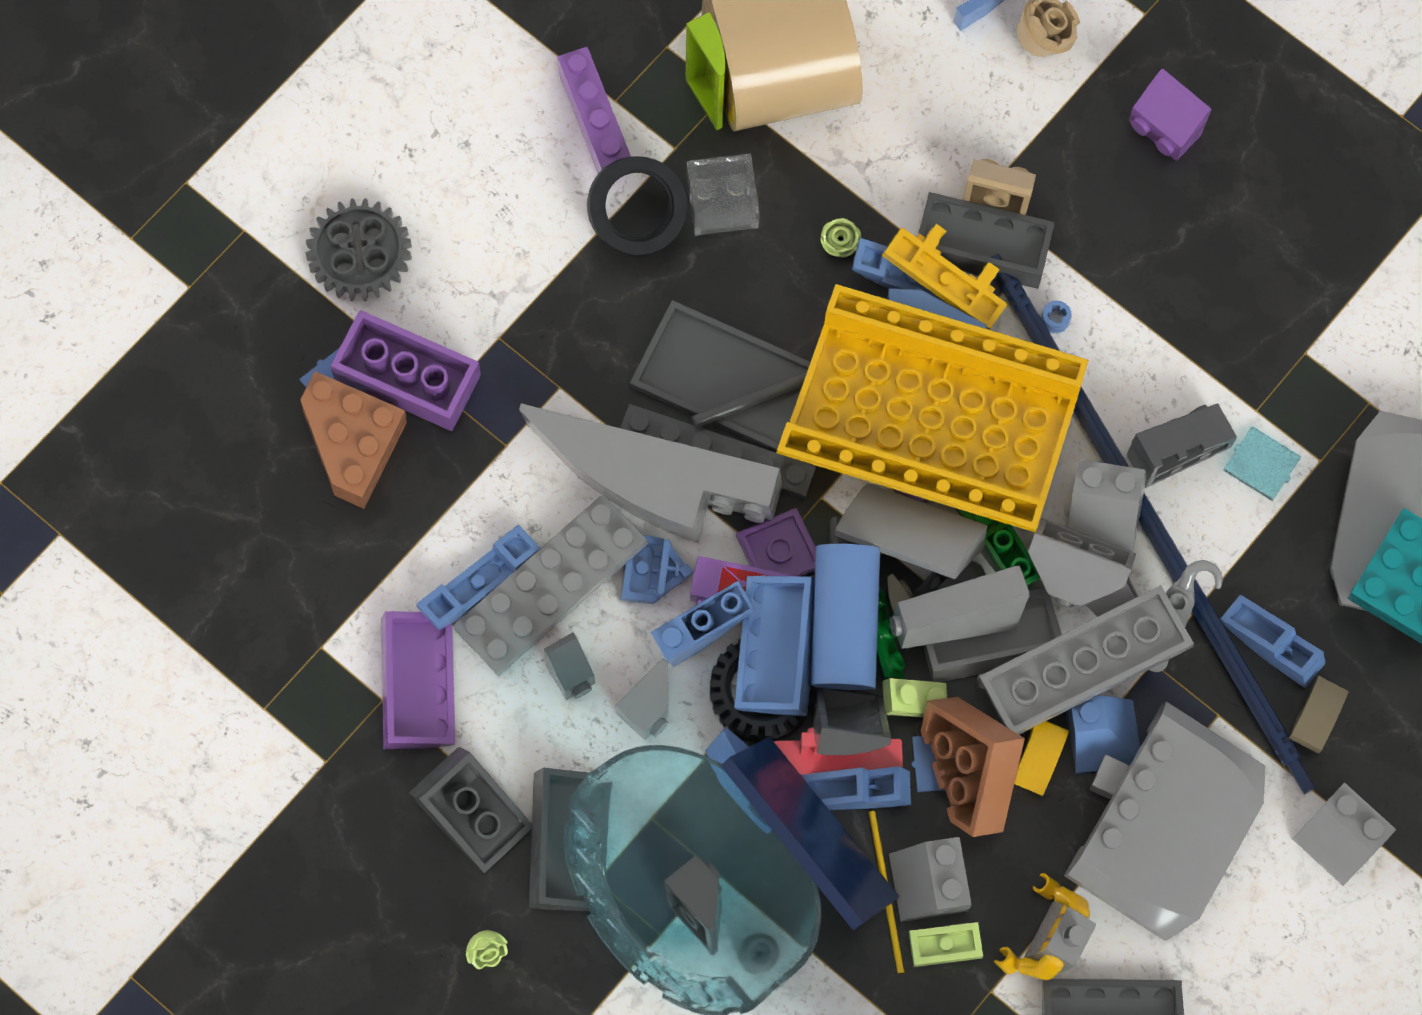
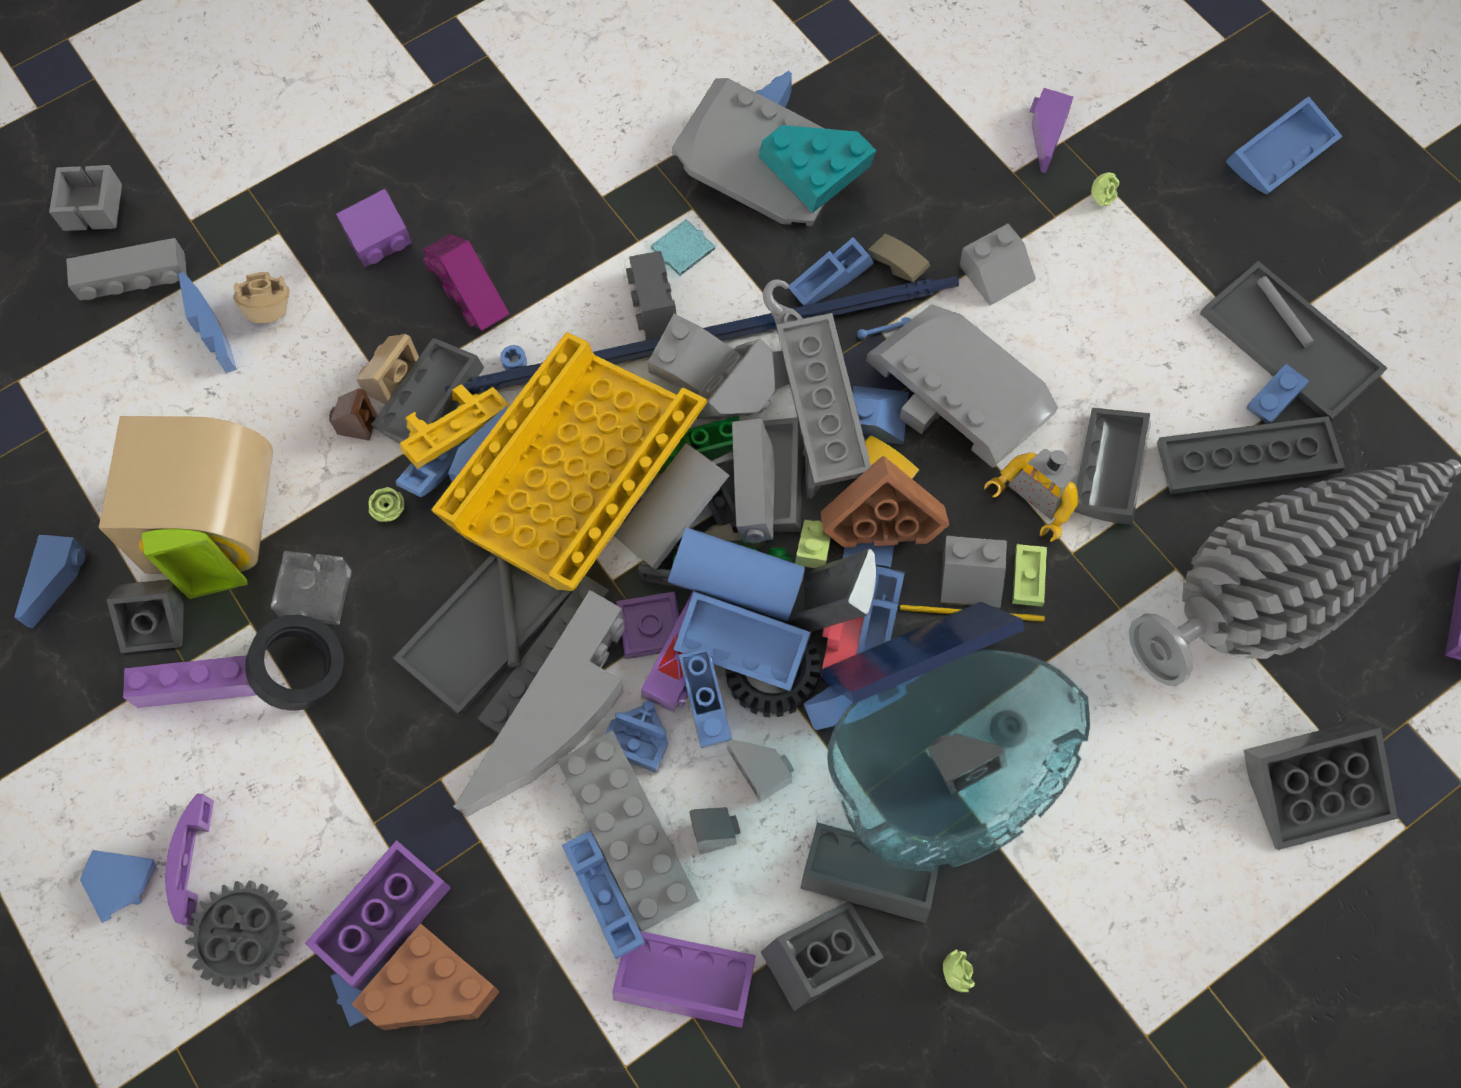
camera: 70 degrees left, 5 degrees down
(381, 117) = (115, 881): none -> medium blue slope
(415, 168) = (194, 818): none -> medium lavender slope
(652, 45) = (147, 615): none -> dark grey slope
(931, 170) = (353, 415): none -> reddish brown slope
(1129, 234) = (465, 280): none -> magenta brick
(1205, 696) = (862, 334): none -> medium blue hinge

